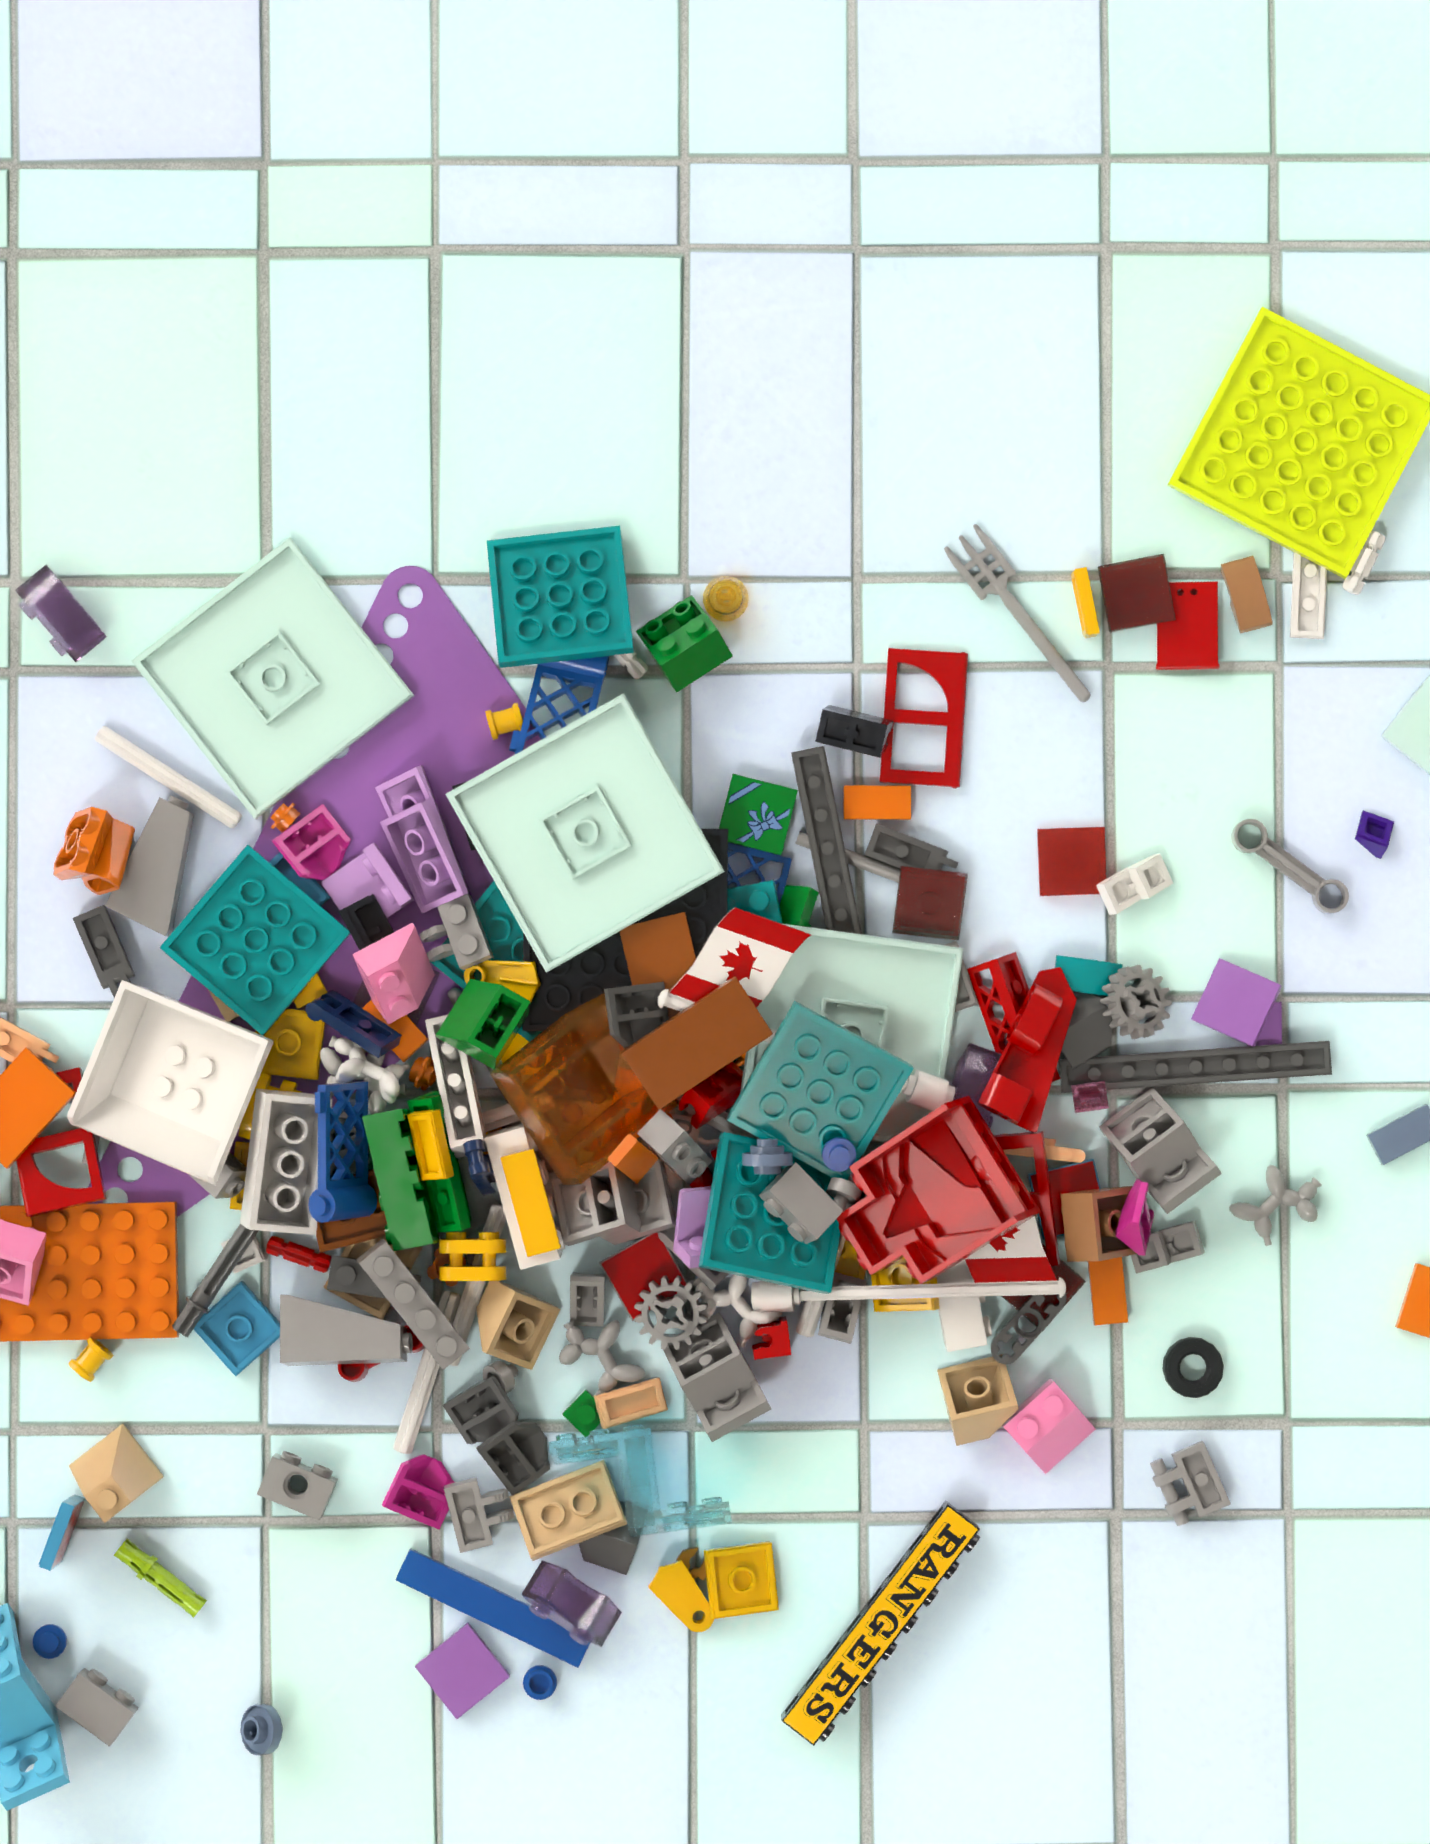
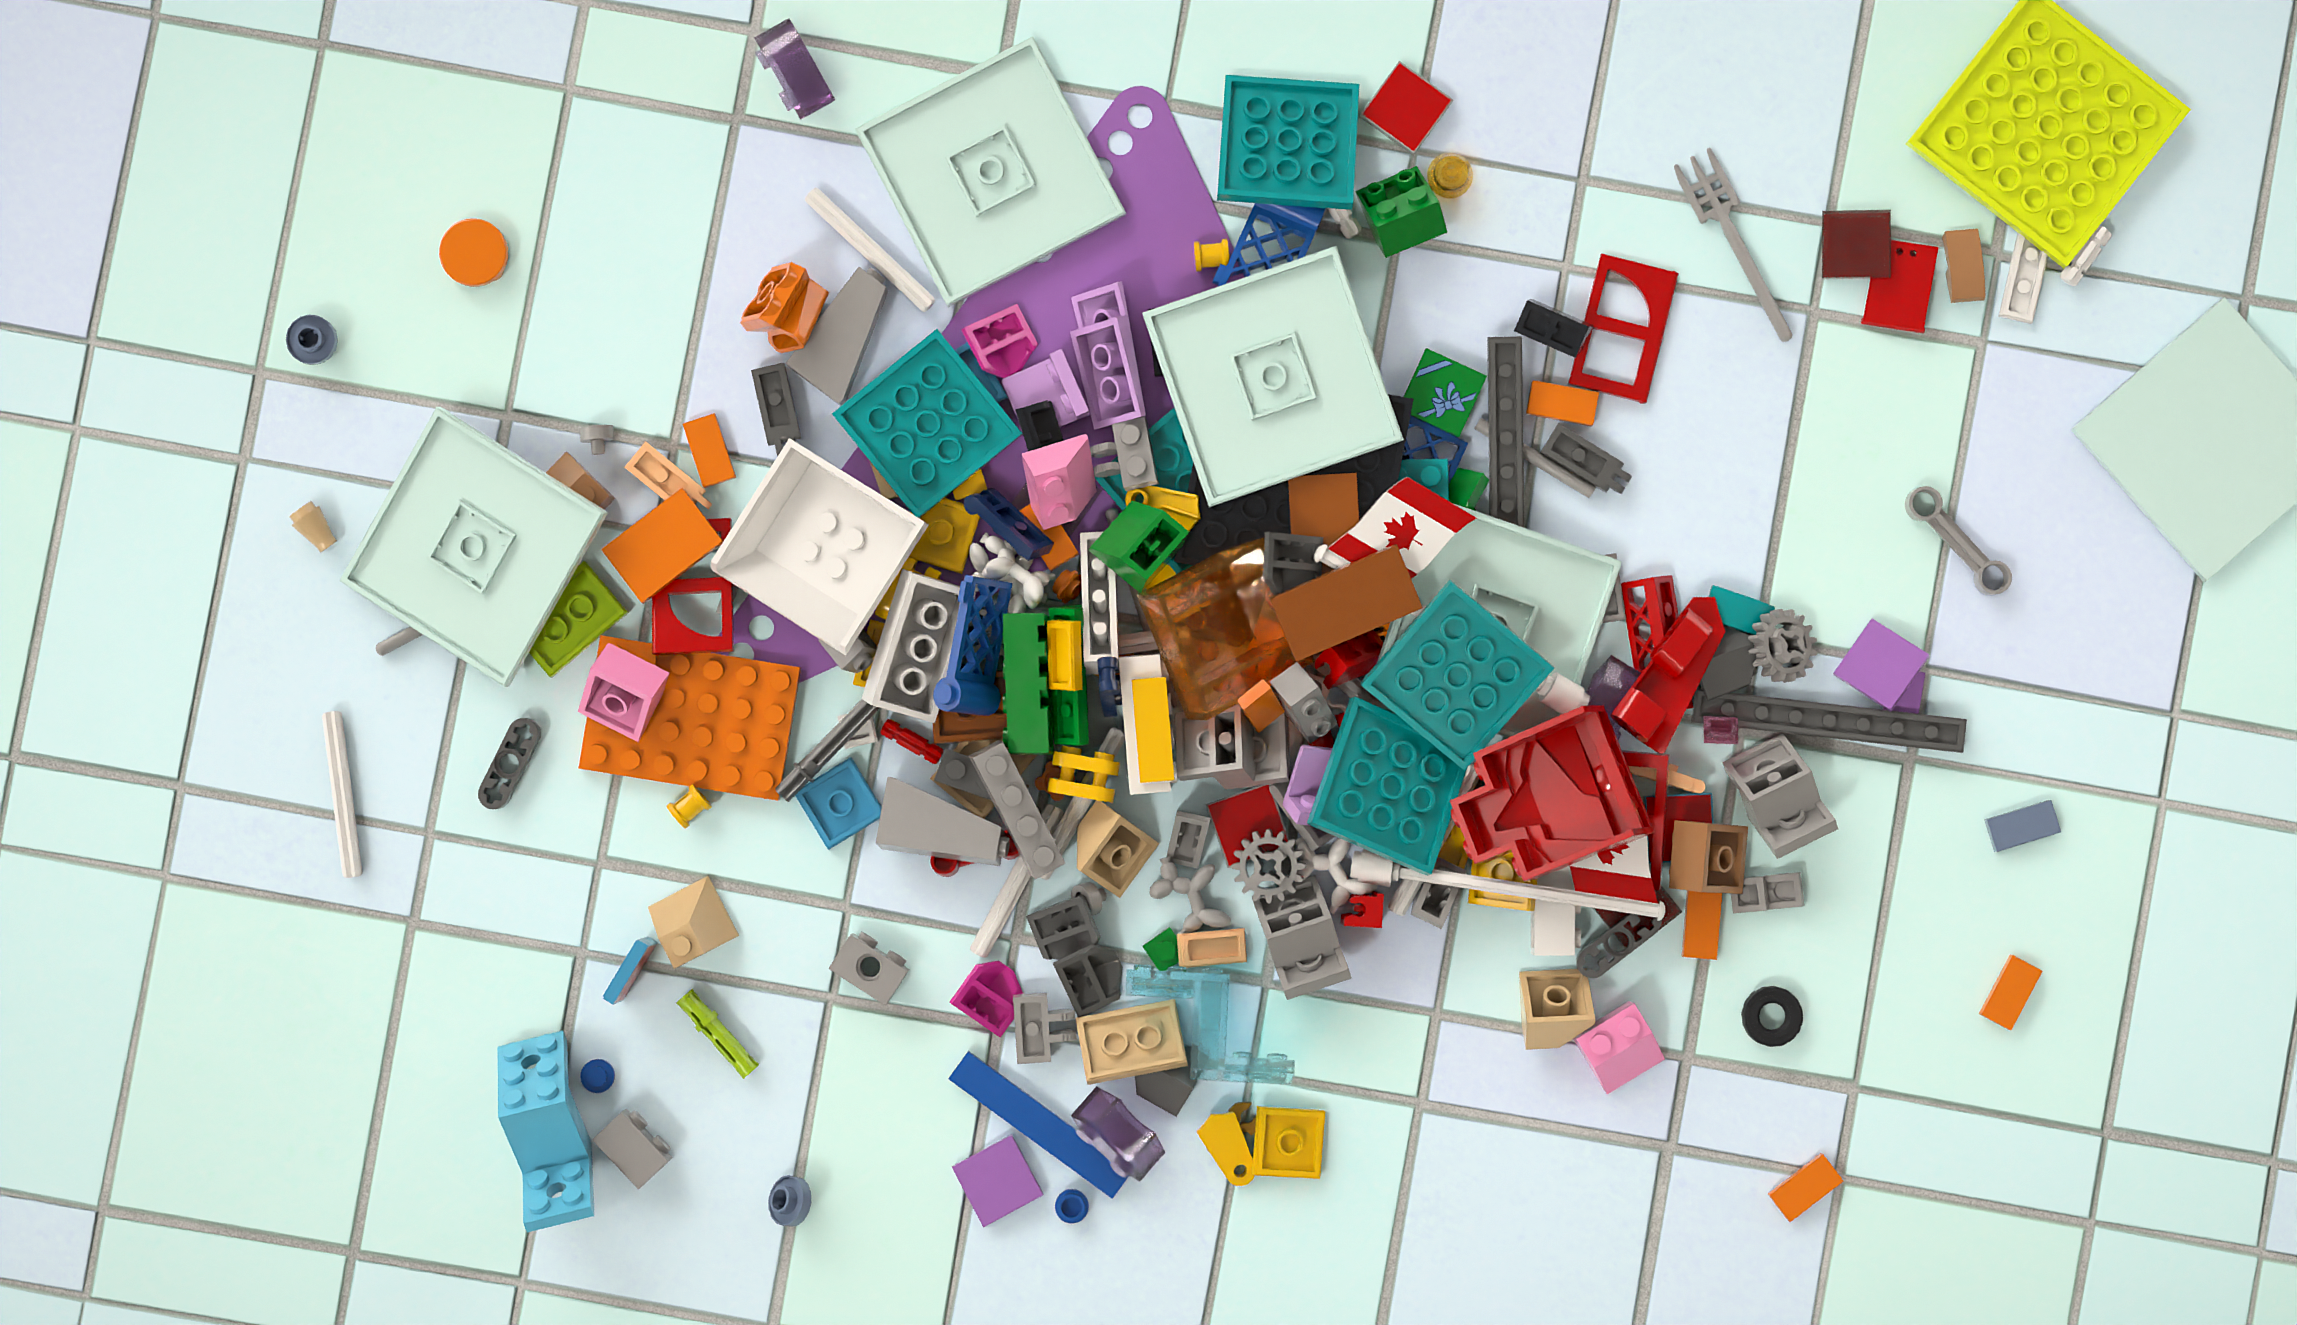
camera: 15 degrees right, 0 degrees up
(46, 1004) = (709, 450): none -> orange tile
(284, 817) = (977, 309): orange plate -> none
(670, 540) = (1406, 108): none -> red tile
(767, 1157) = (1394, 728): sand blue plate -> none
(800, 1204) = (1418, 780): light grey brick -> none
(838, 1154) = (1465, 739): blue plate -> none
(843, 1192) = (1461, 779): light grey tile -> none
(880, 1623) = (1418, 1210): brick -> none
(929, 903) = (1596, 511): clear smoke tile -> none
(1071, 860) = (1743, 496): clear red tile -> none
(1085, 602) = (1803, 244): yellow tile -> none
(1134, 883) = (1801, 530): white slope -> none
(1136, 1219) = (1744, 858): dark pink slope -> none
(1199, 1478) = (1759, 1130): light grey plate -> none
(1256, 1529) = (1805, 1187): none -> orange tile
(1279, 1195) = (1887, 851): light grey piece -> none
(1374, 833) = (2047, 524): dark purple slope -> none

